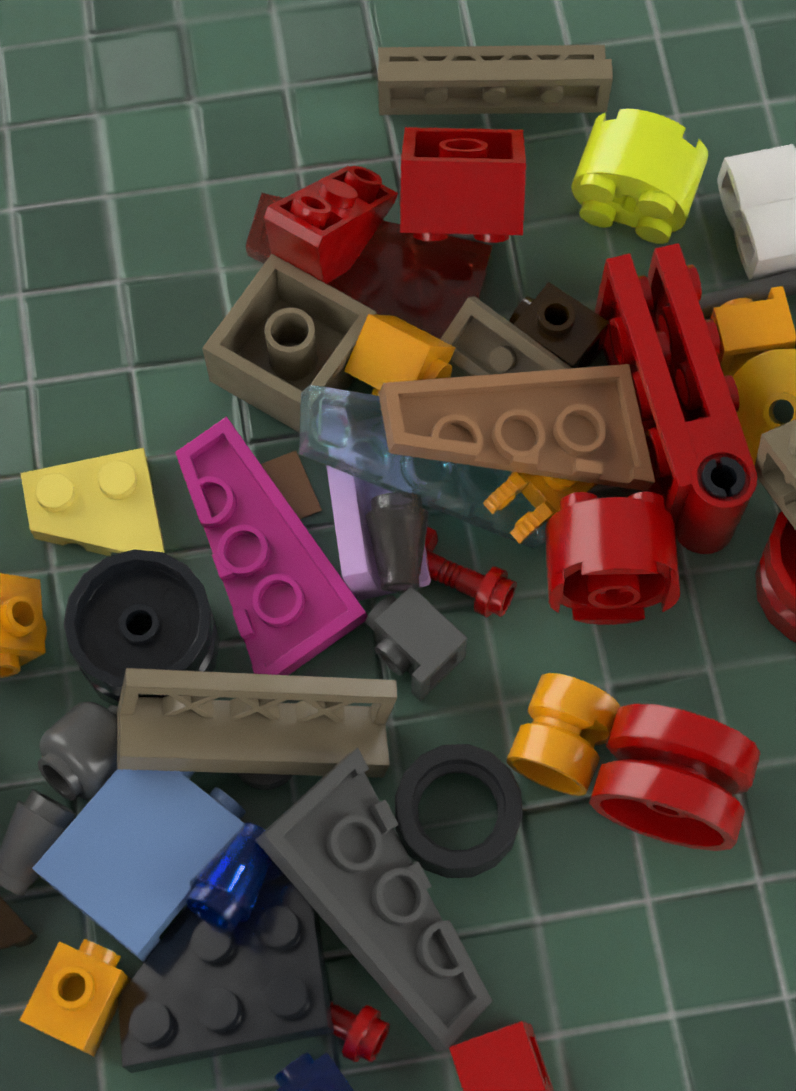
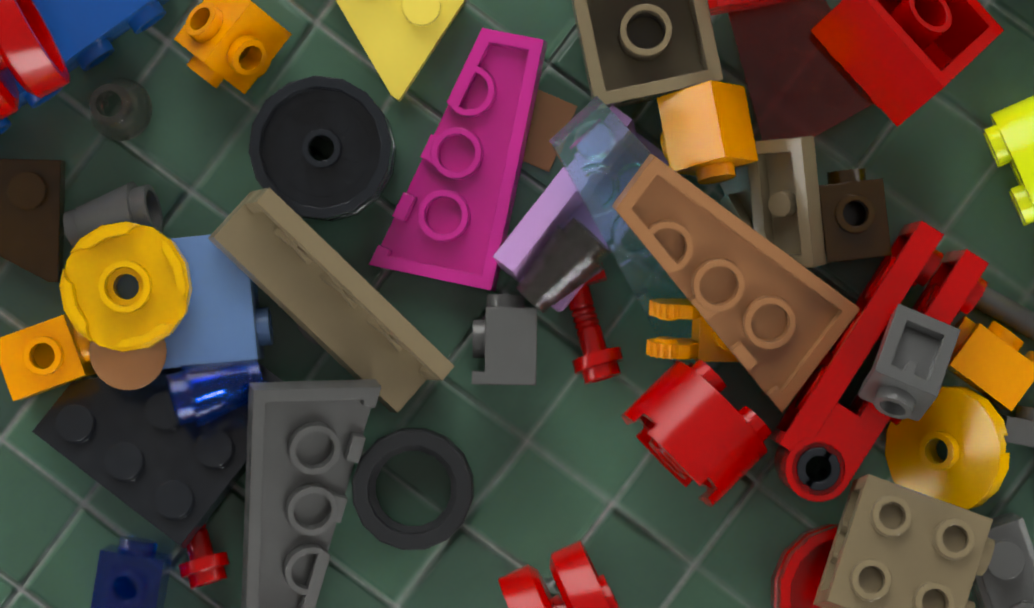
camera: 45 degrees right, 20 degrees up
(58, 843) = (92, 278): none -> yellow plate
(80, 750) = (205, 191): dark grey head -> none
(138, 917) = (130, 368): none -> medium nougat sticker
(566, 727) = (534, 513): light orange wheel -> none
(707, 342) = (909, 364): none -> dark grey bracket

